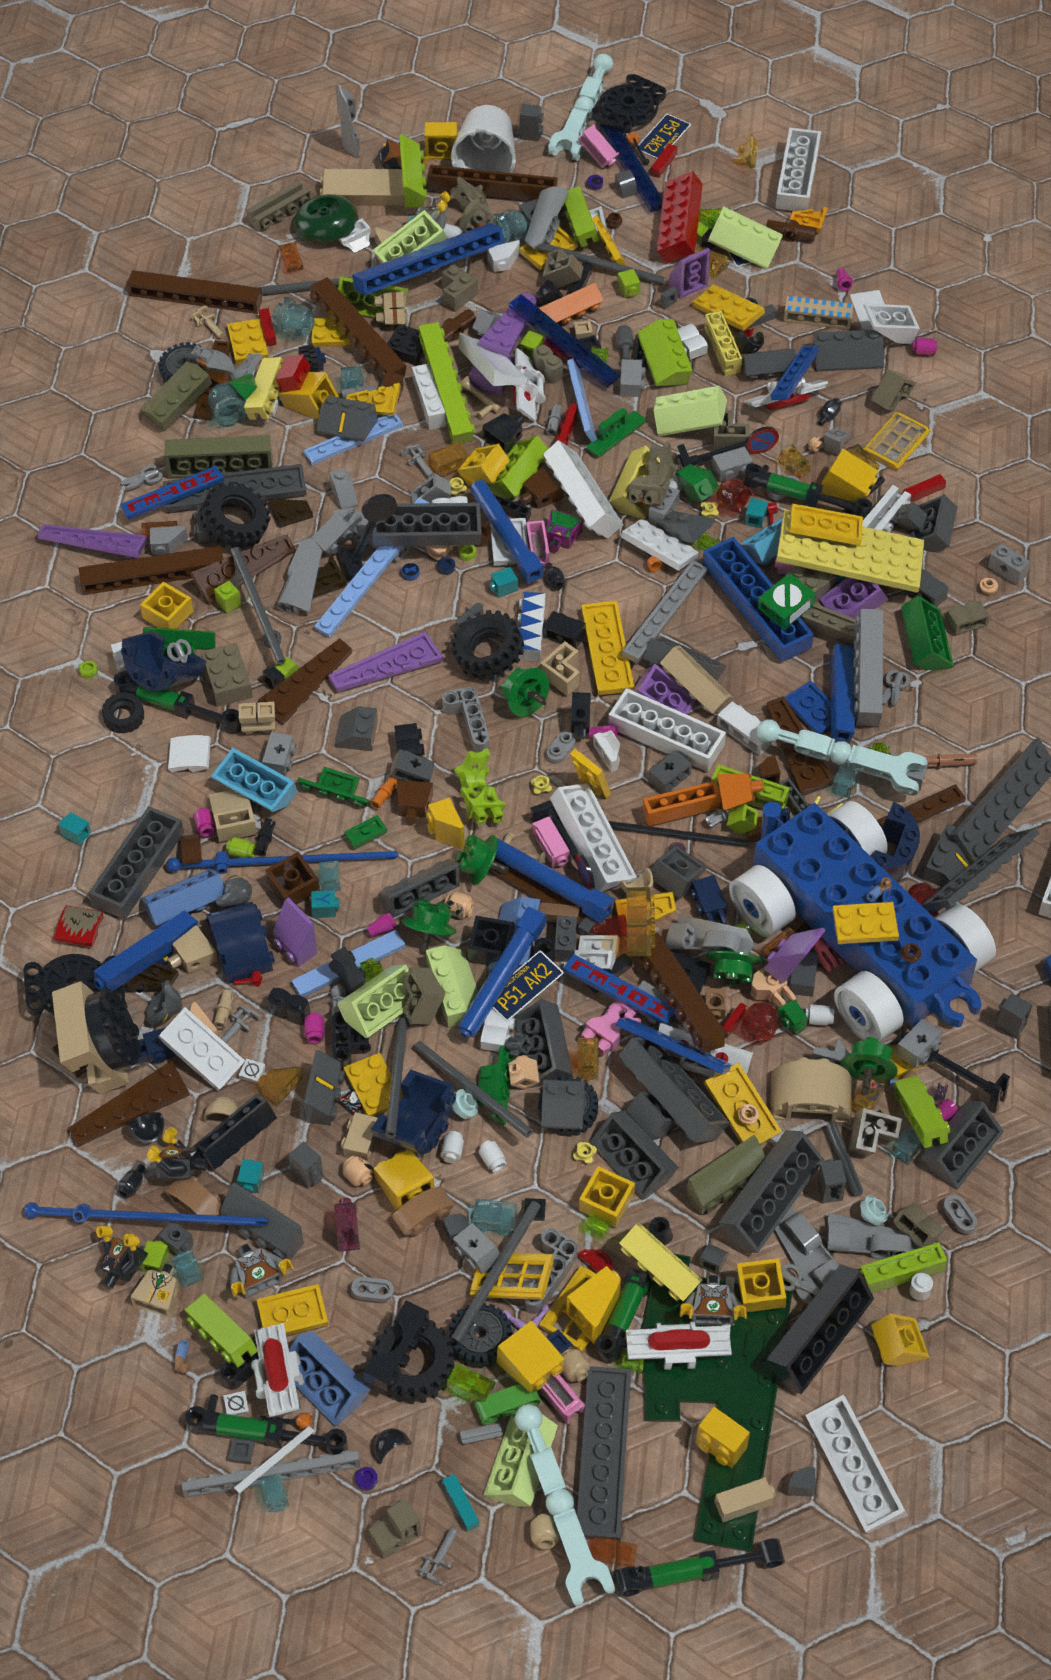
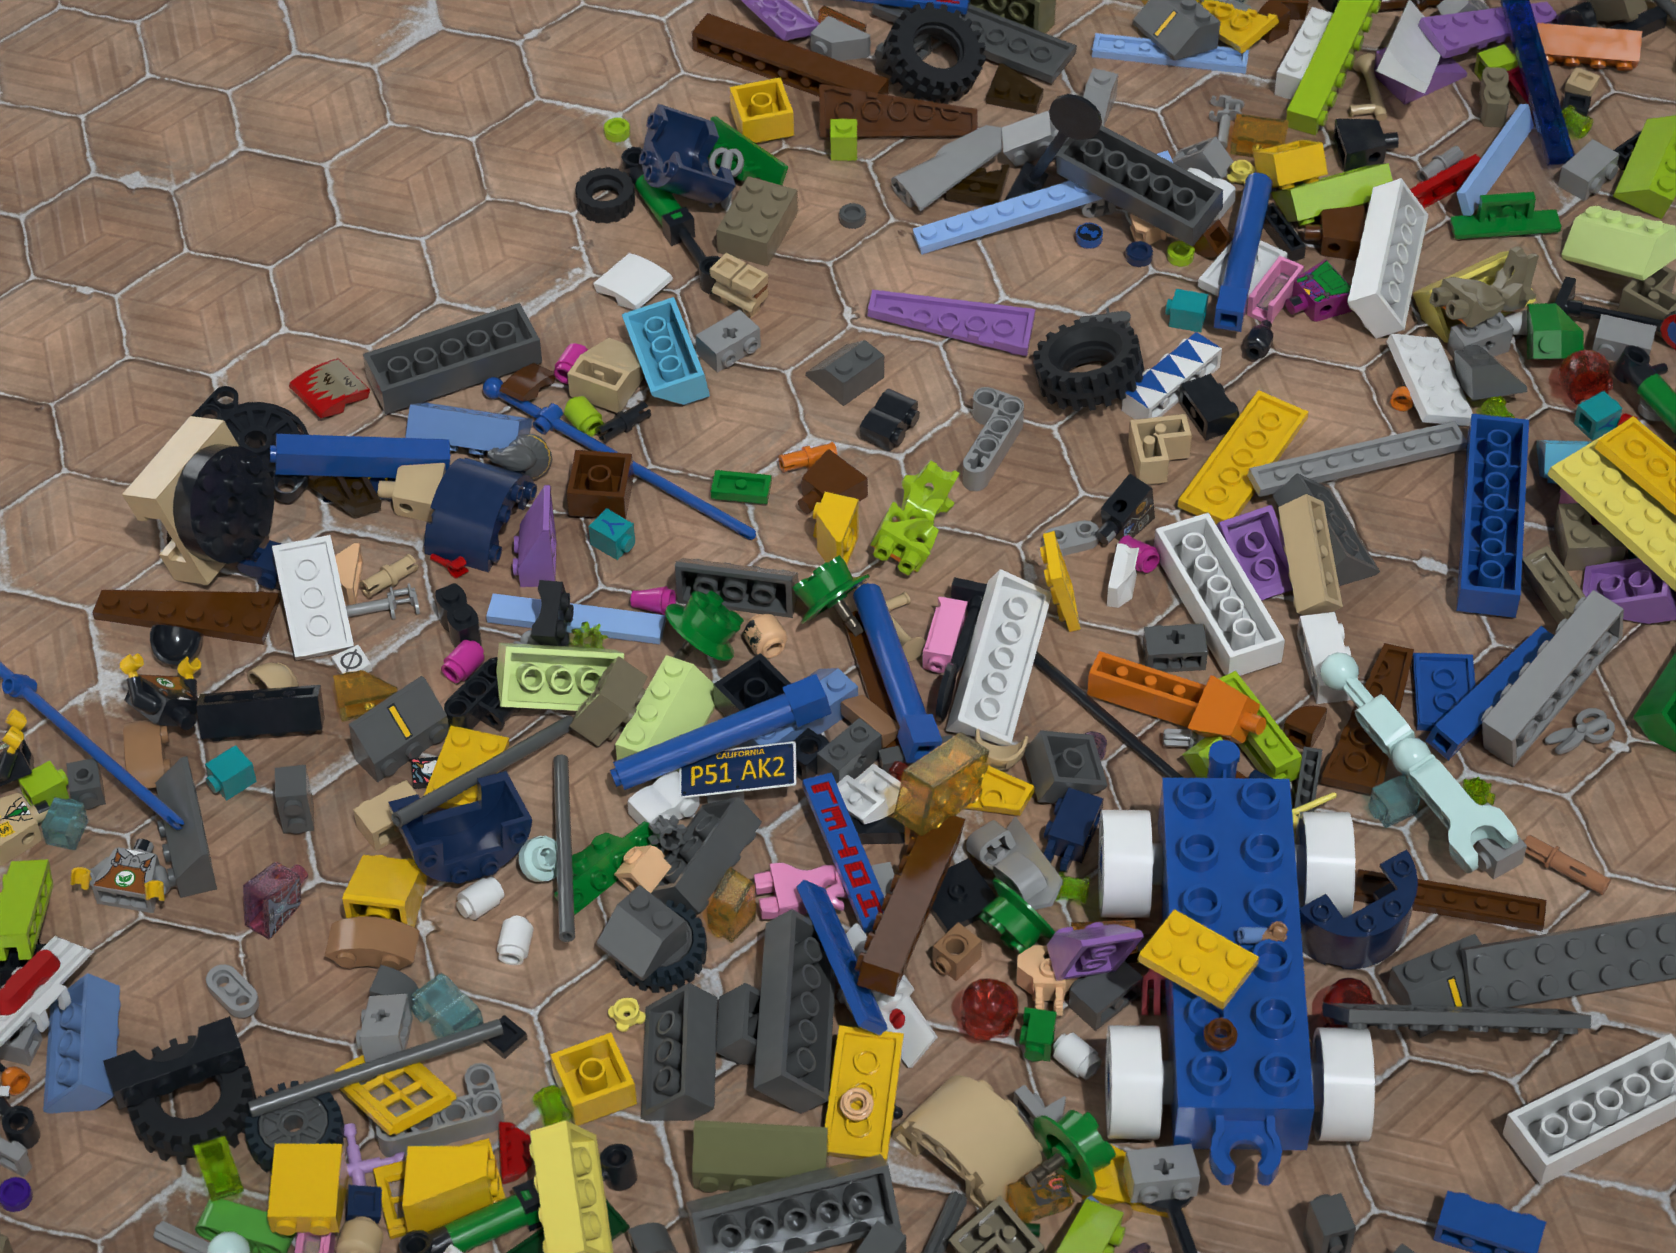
camera: 40 degrees right, 5 degrees down
(74, 828) = (428, 284): teal brick -> none
(131, 1182) = (103, 692): black plant -> none
(164, 1004) = (336, 523): dark grey hair -> none
(258, 606) = (859, 164): dark grey piece -> none
(279, 672) = (822, 256): leg -> none
(297, 1309) = (127, 951): yellow plate -> none
(299, 685) = (800, 287): reddish brown wing -> none
(330, 876) = (649, 509): clear light blue brick -> none
(337, 783) = (761, 412): green bracket -> none
(357, 1171) = (348, 847): light nougat head -> none
(387, 1441) = (77, 1166): black helmet -> none
(411, 767) = (861, 446): dark grey brick -> none
(526, 394) = (1432, 114): white piece -> none
(526, 690) = (1083, 444): green piece -> none
(541, 780) = (1002, 560): light yellow plate -> none
(624, 340) = (1624, 123): dark grey piece -> none
(709, 509) = (1540, 378): light yellow plate -> none
(734, 1019) = (949, 989): red tile -> none
(786, 601) = (1518, 531): green brick -> none

